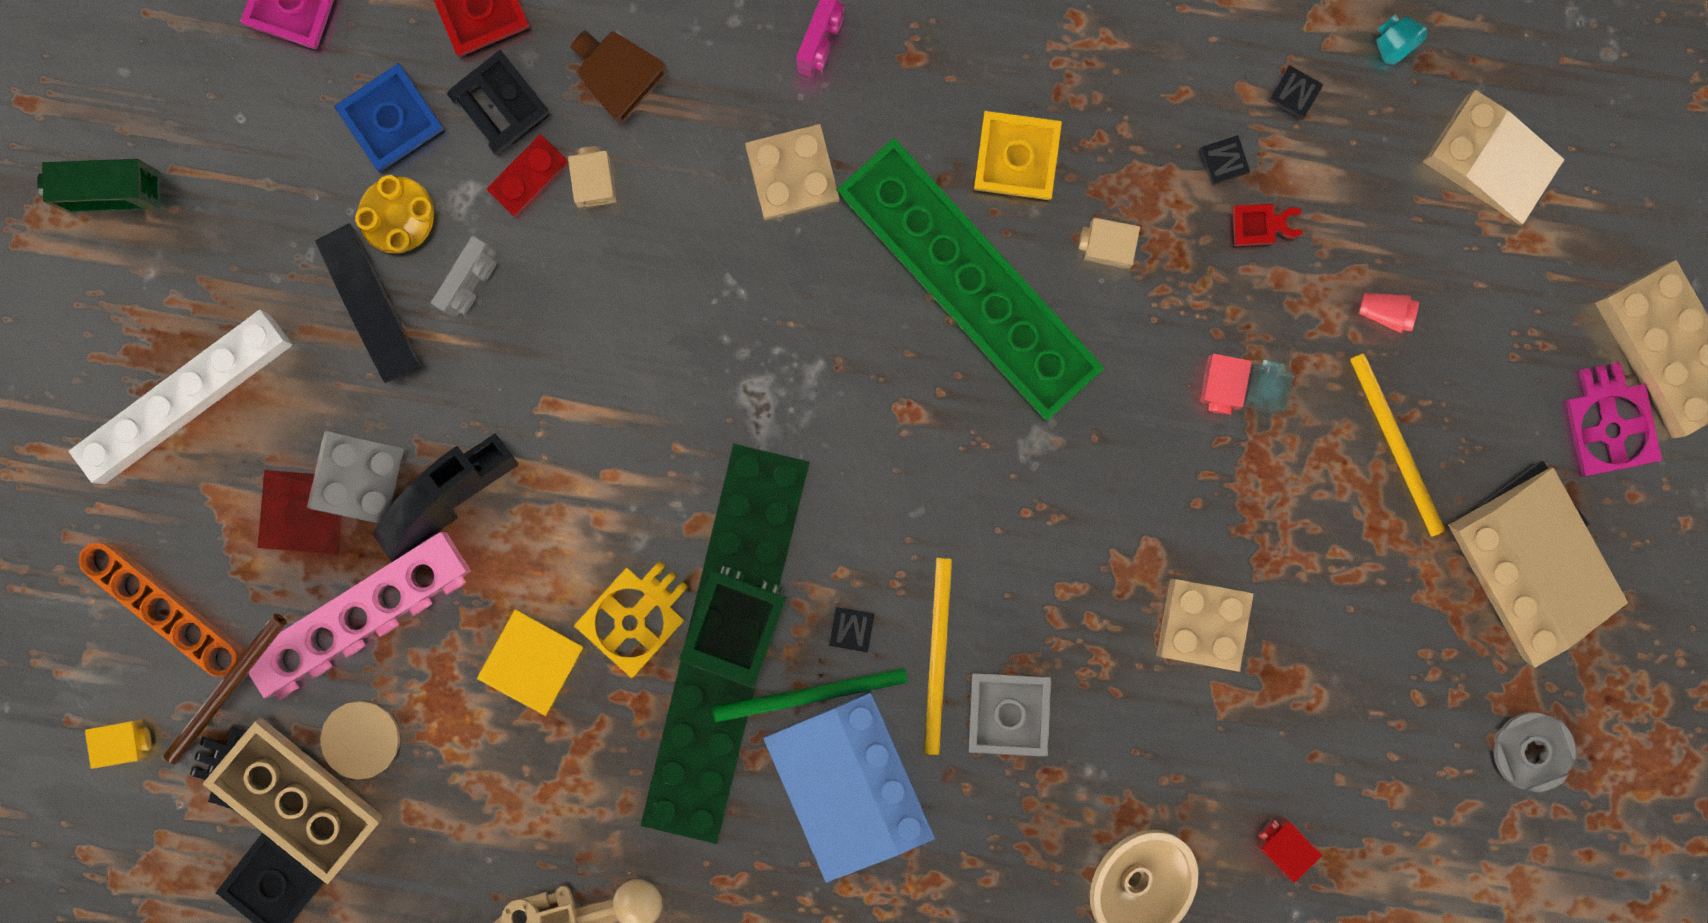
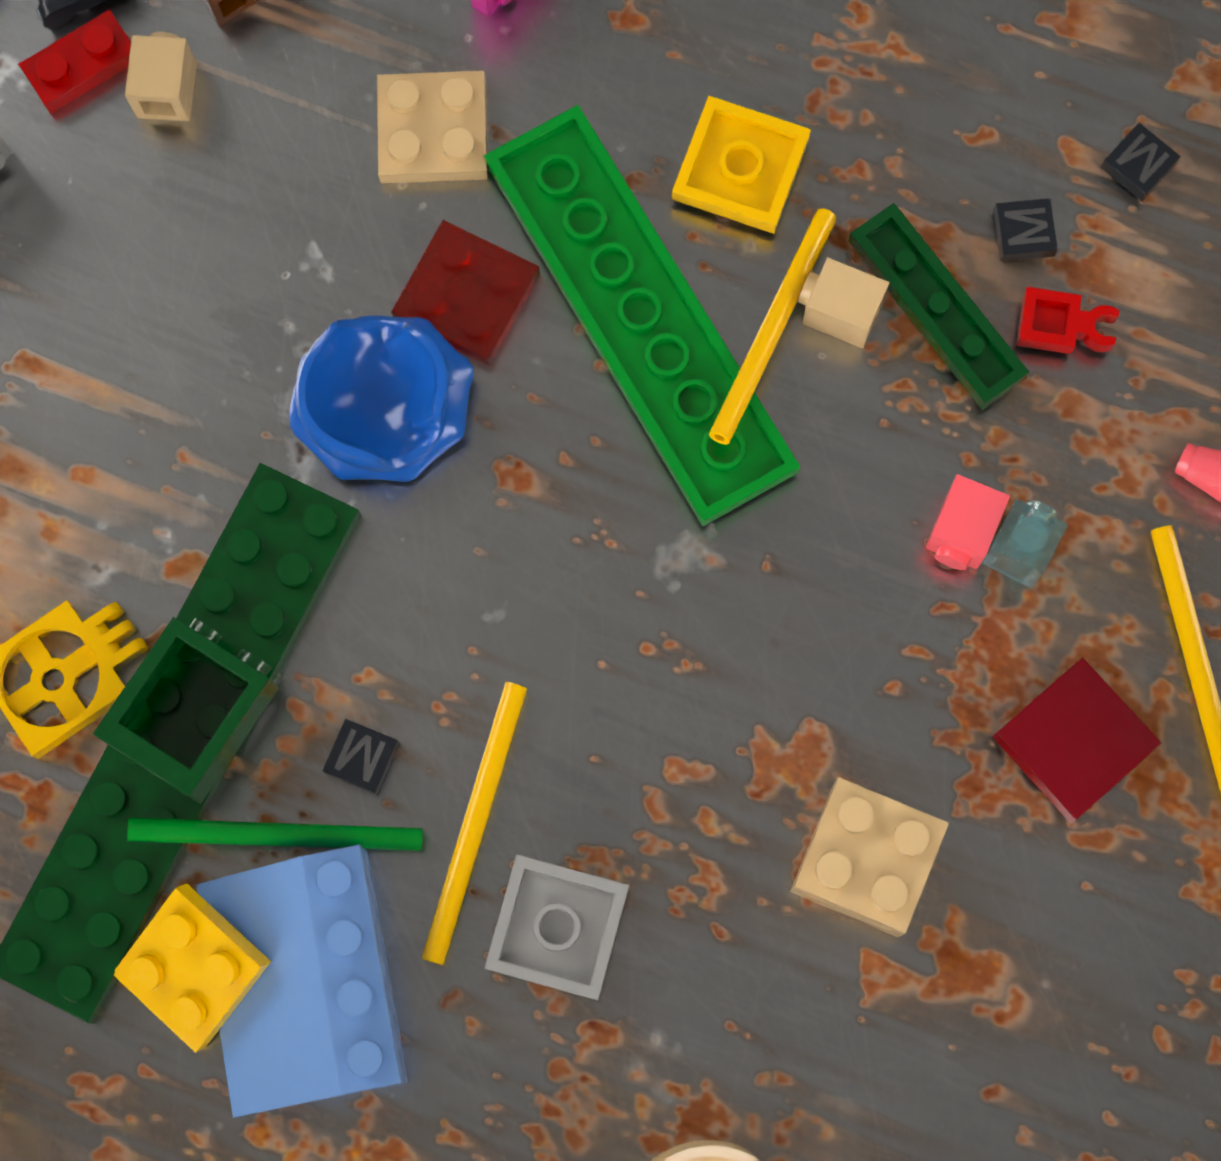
camera: 15 degrees right, 10 degrees down
(776, 794) = (191, 967): none -> yellow plate
(806, 379) = (380, 397): none -> blue piece
(845, 289) = (468, 290): none -> clear red plate
(1065, 270) = (772, 327): none -> yellow piece
(1175, 230) = (938, 306): none -> dark green plate
(1326, 514) = (1076, 740): none -> dark red slope

